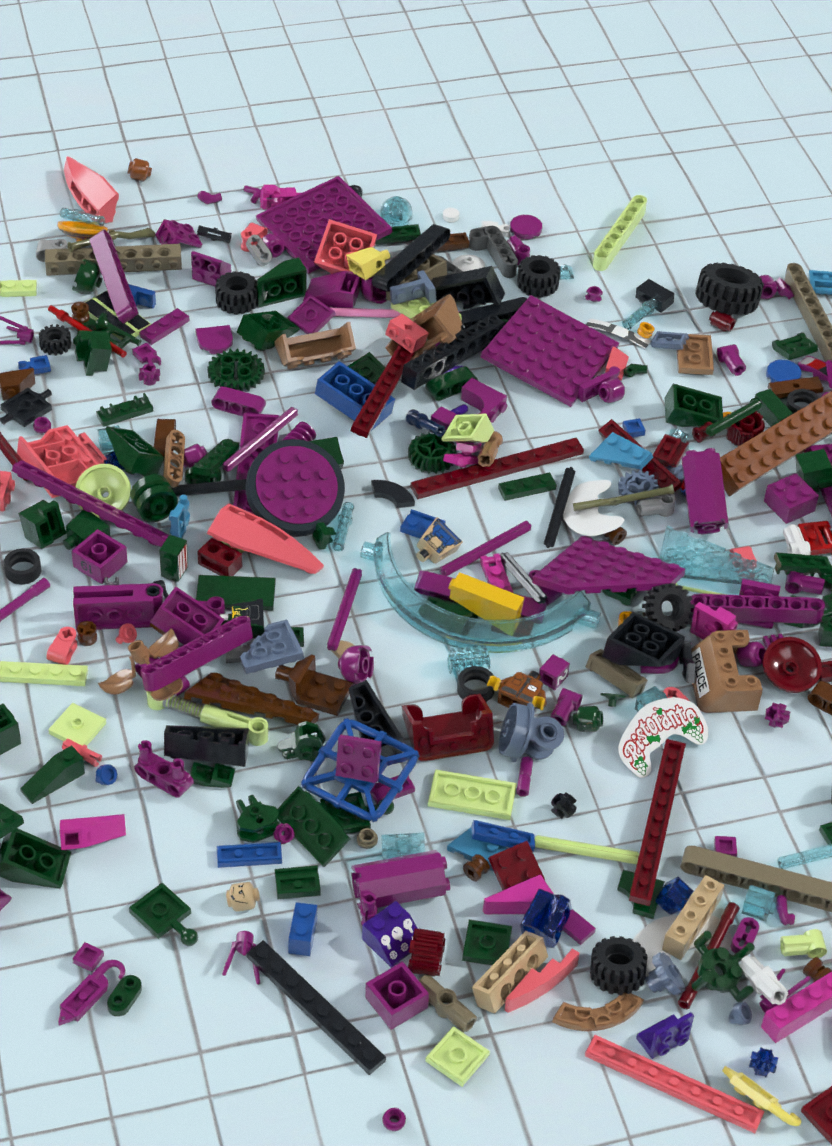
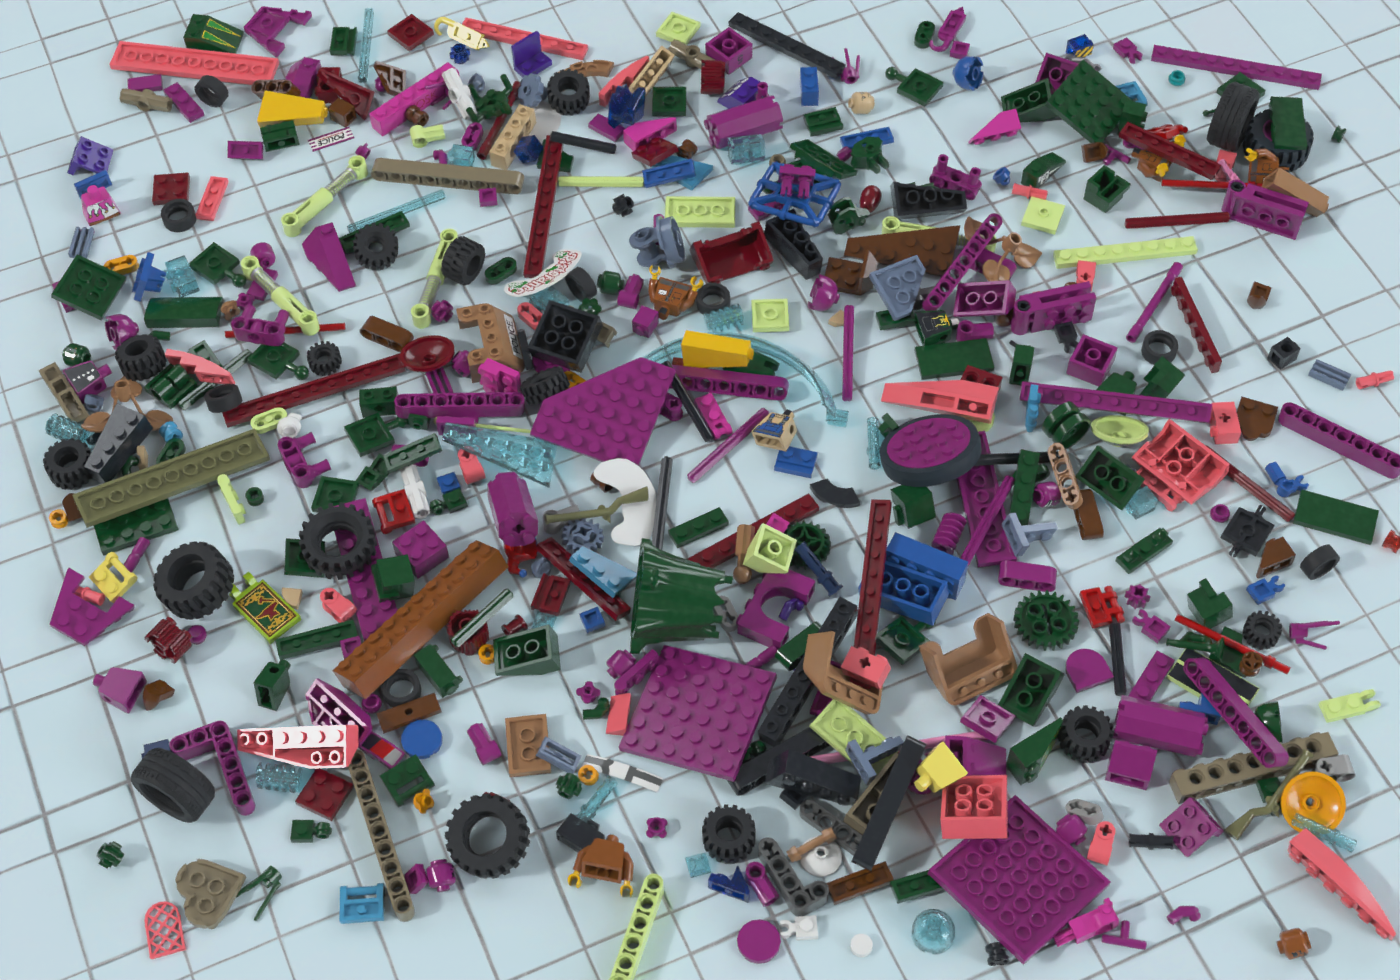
camera: 175 degrees right, 10 degrees up
(94, 911) = (968, 72): none -> blue cylinder
(177, 283) = (1160, 726): none -> magenta brick
(186, 341) = (1117, 659): none -> black axle
(188, 374) = (1096, 608): none -> red plate
(225, 424) = (1021, 536): none -> sand blue bracket
(270, 768) = (870, 198): none -> dark red animal
(326, 410) = (929, 561): none -> blue brick
(417, 661) = (770, 315): none -> yellowish green plate
(462, 263) = (795, 853): none -> medium nougat bar
(495, 380) = (763, 658): none -> magenta piece
(511, 419) = (729, 611): none -> light grey beam
(543, 249) = (734, 888): none -> clear blue slope
(569, 397) = (673, 599): none -> dark green piece
(605, 887) = (583, 142): none -> black axle
(620, 711) = (581, 284): none -> black tyre
(636, 272) = (604, 861): none -> dark orange torso
(641, 382) = (588, 698): none -> magenta plate
(662, 321) = (568, 786): none -> dark green gear
(709, 755) = (498, 271): none -> dark green plate
(754, 751) = (463, 260): none -> black tyre
(761, 542) = (452, 501): none -> dark green plate
(765, 555) = (448, 483): none -> blue plate
(780, 331) = (423, 801): none -> light orange plate
(785, 758) = (435, 278): none -> yellowish green piece

